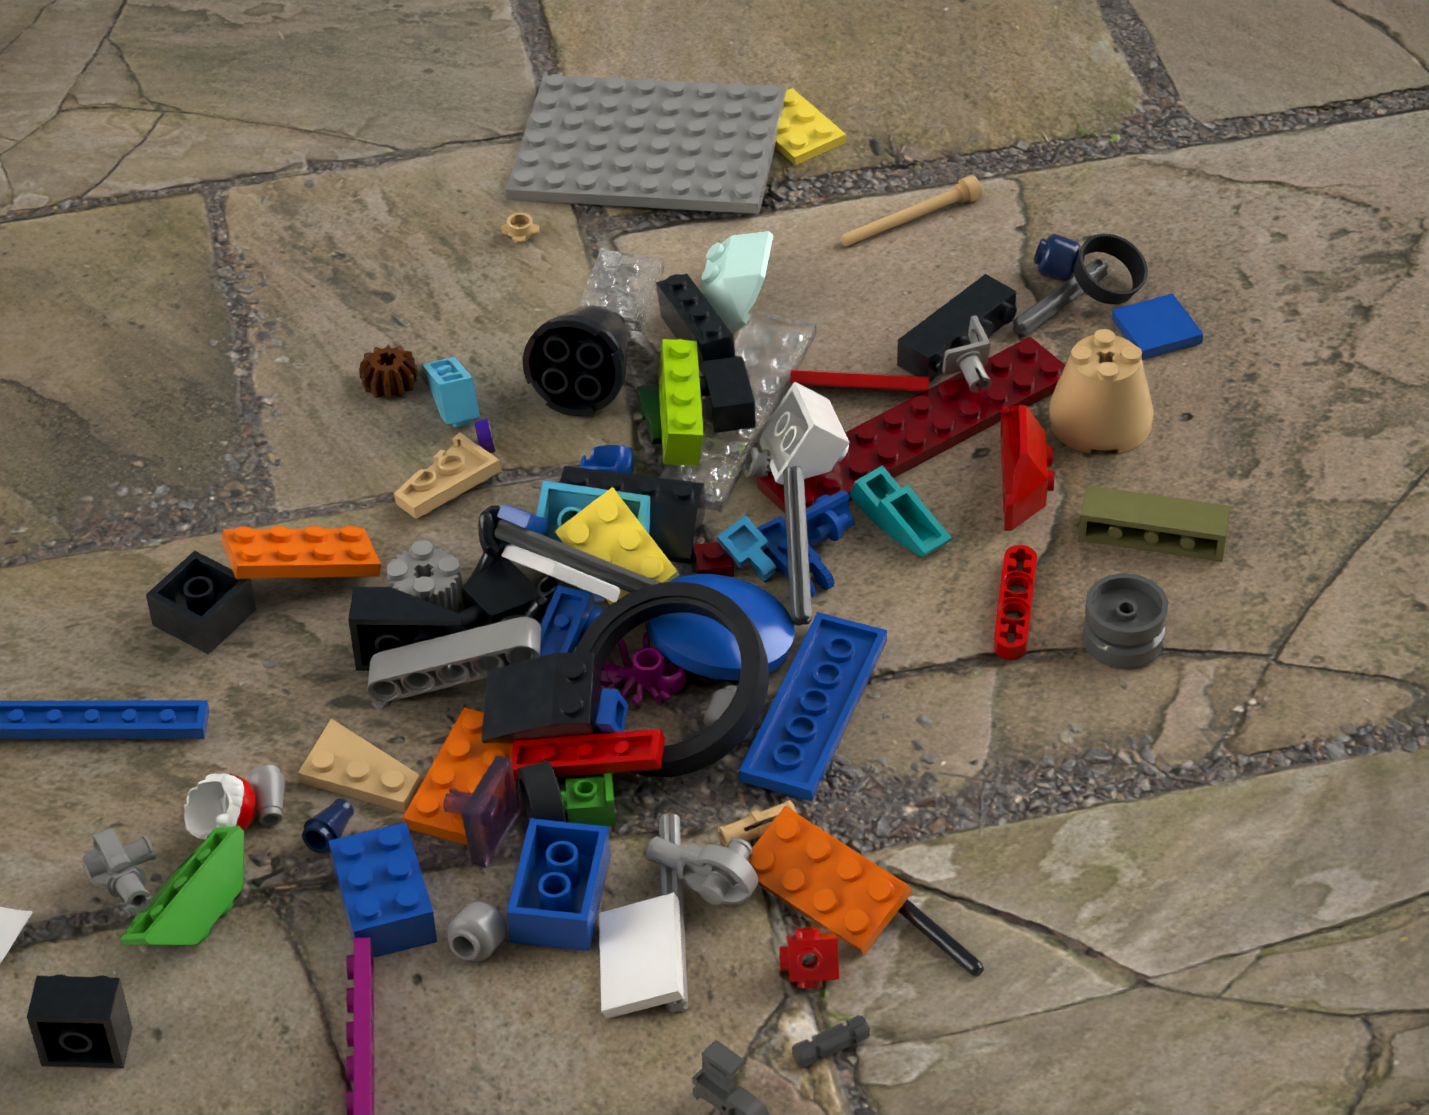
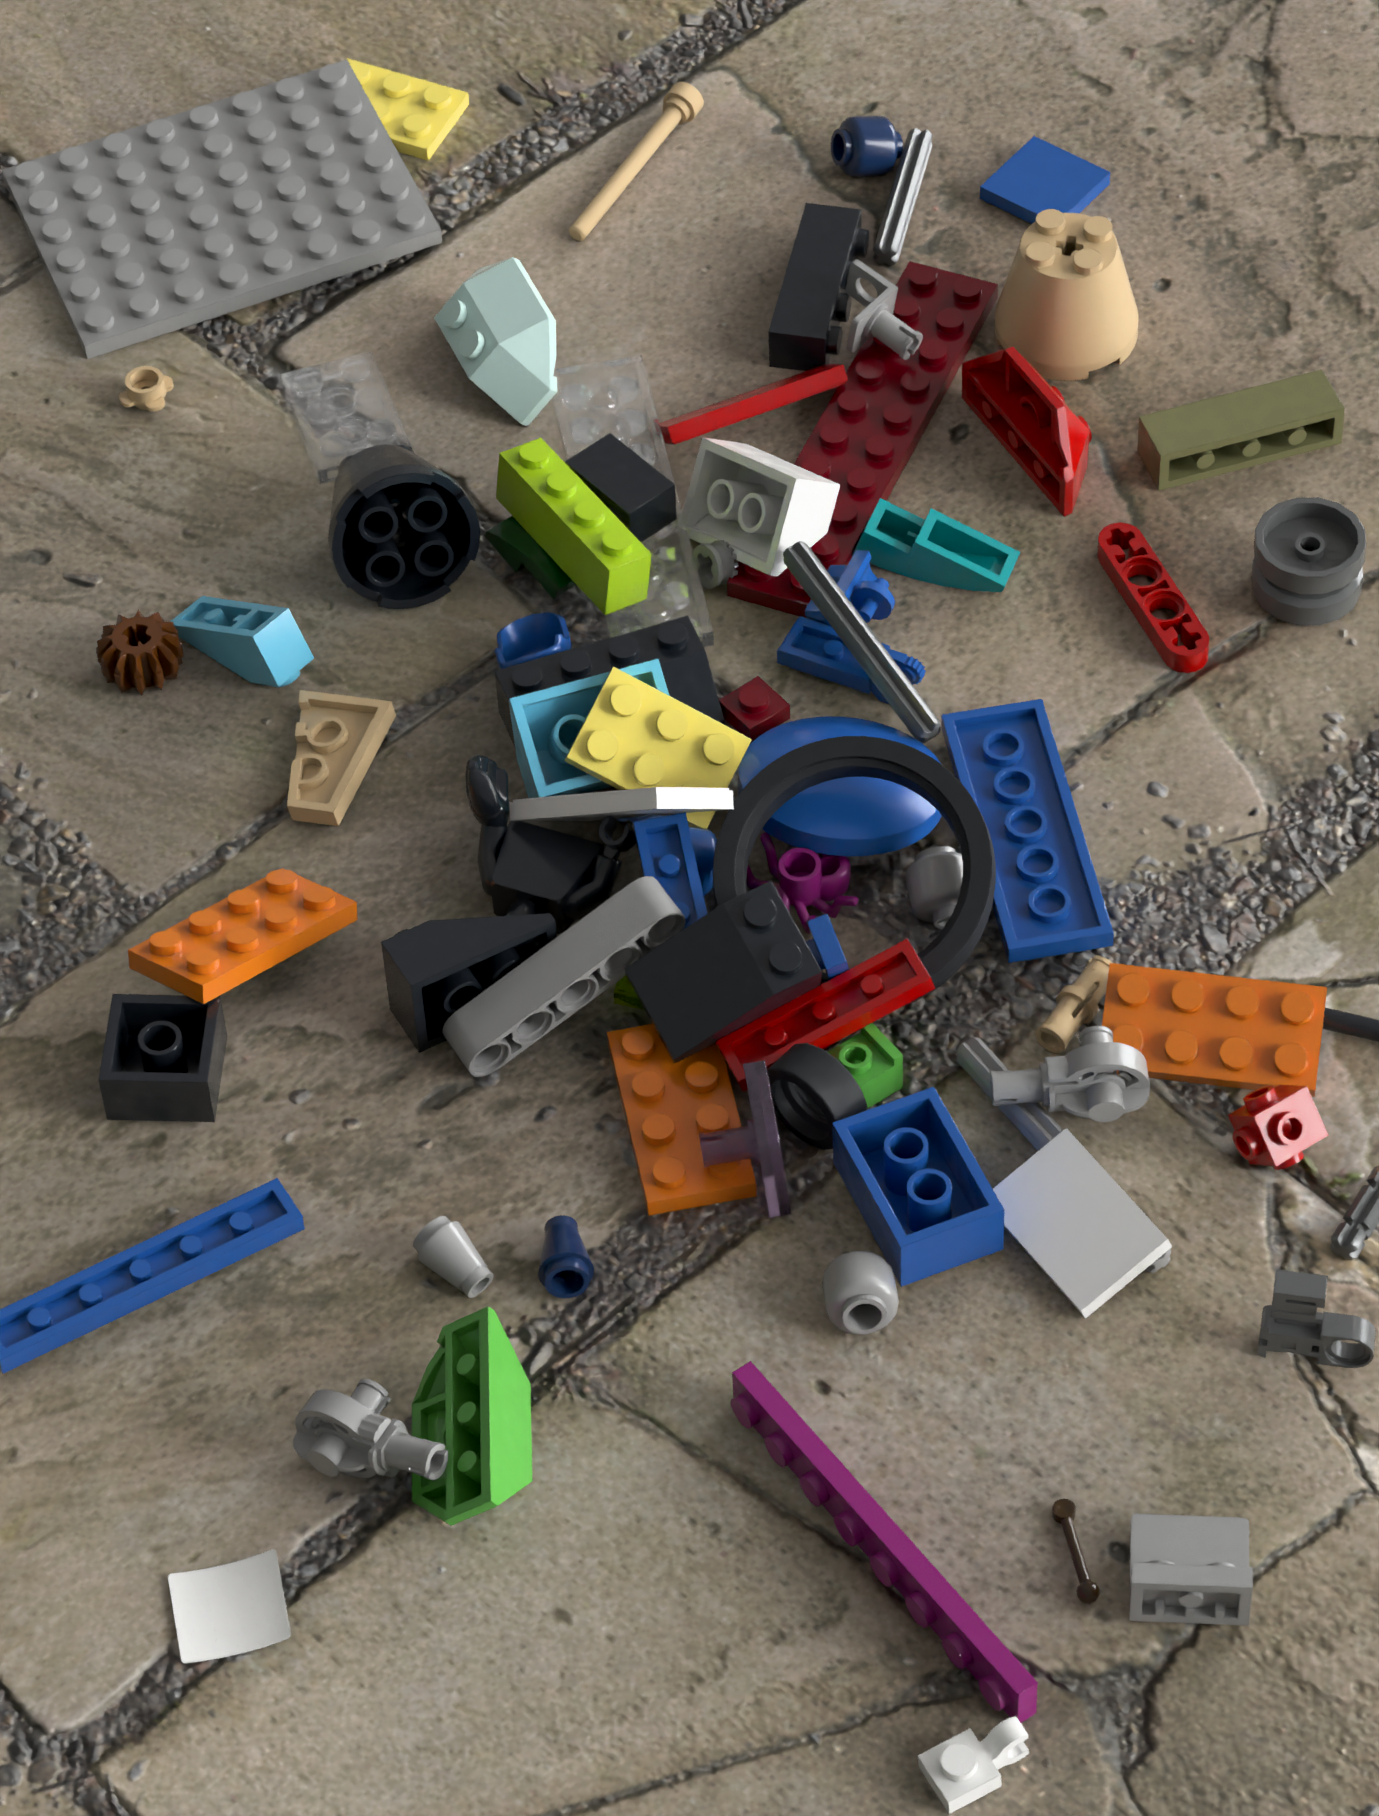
camera: 30 degrees left, 5 degrees up
(80, 1021) = (482, 1643): black brick -> none
(217, 803) = (416, 1299): white hair -> none
(358, 769) = (535, 1173): tan wing -> none
(383, 889) = (705, 1299): blue brick -> none
(428, 575) = (429, 886): light grey brick -> none
(484, 435) = (338, 677): dark purple tile -> none
(523, 518) = (519, 758): tile -> none
(571, 557) = (569, 781): dark grey axle -> none
(693, 318) = (493, 412): black brick -> none
(746, 544) = (792, 670): dark azure plate -> none
(1123, 251) = (959, 113): black tyre -> none

